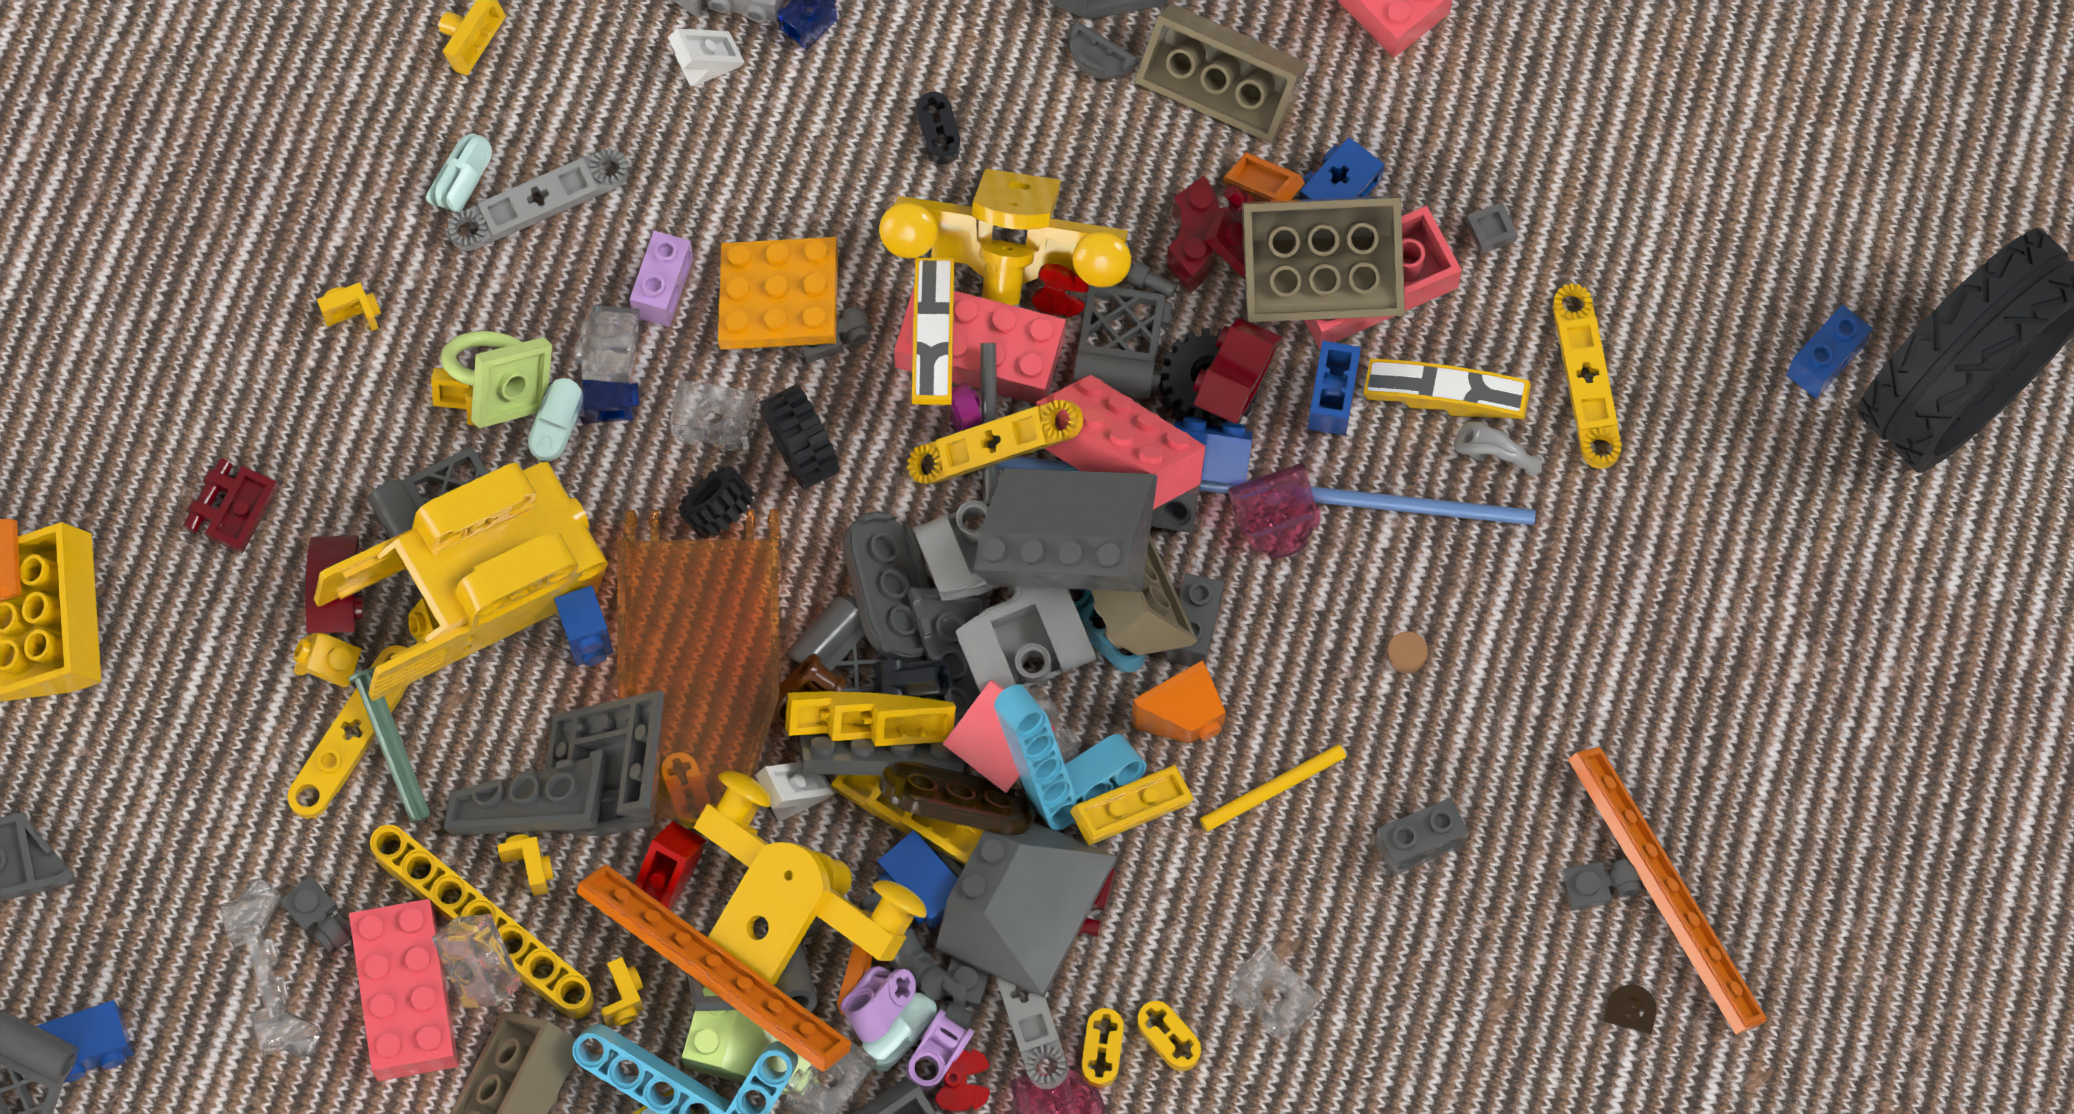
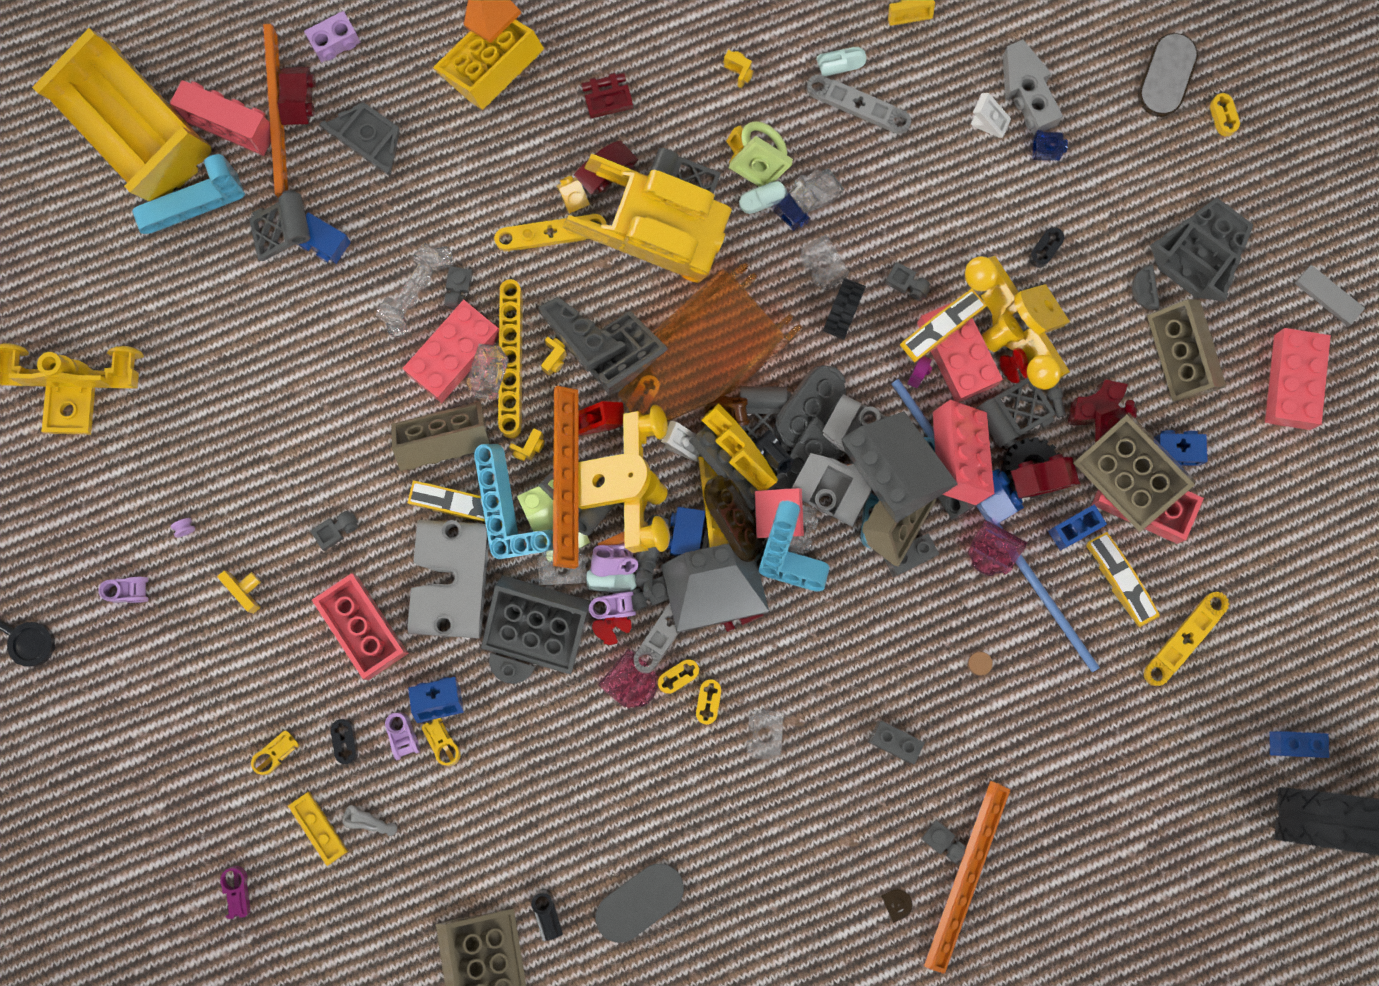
camera: 50 degrees right, 10 degrees up
(392, 749) = (553, 259): sand green axle -> none
(584, 626) = (676, 289): blue brick -> none
(662, 278) = (868, 187): lavender brick -> none
(716, 502) = (783, 298): black tyre -> none
(778, 293) = (905, 243): light orange plate -> none
(989, 410) = (926, 384): dark grey bar -> none
(1019, 435) = (927, 404): yellow piece -> none
(1131, 805) = (800, 598): yellow tile -> none
(1181, 707) = (864, 583): orange slope -> none
(1263, 179) = (1150, 412): orange tile -> none
(1272, 788) = (863, 654): yellow bar -> none
(1479, 440) = (1110, 614): light grey piece -> none
(1491, 228) = (1220, 536): flat silver plate -> none

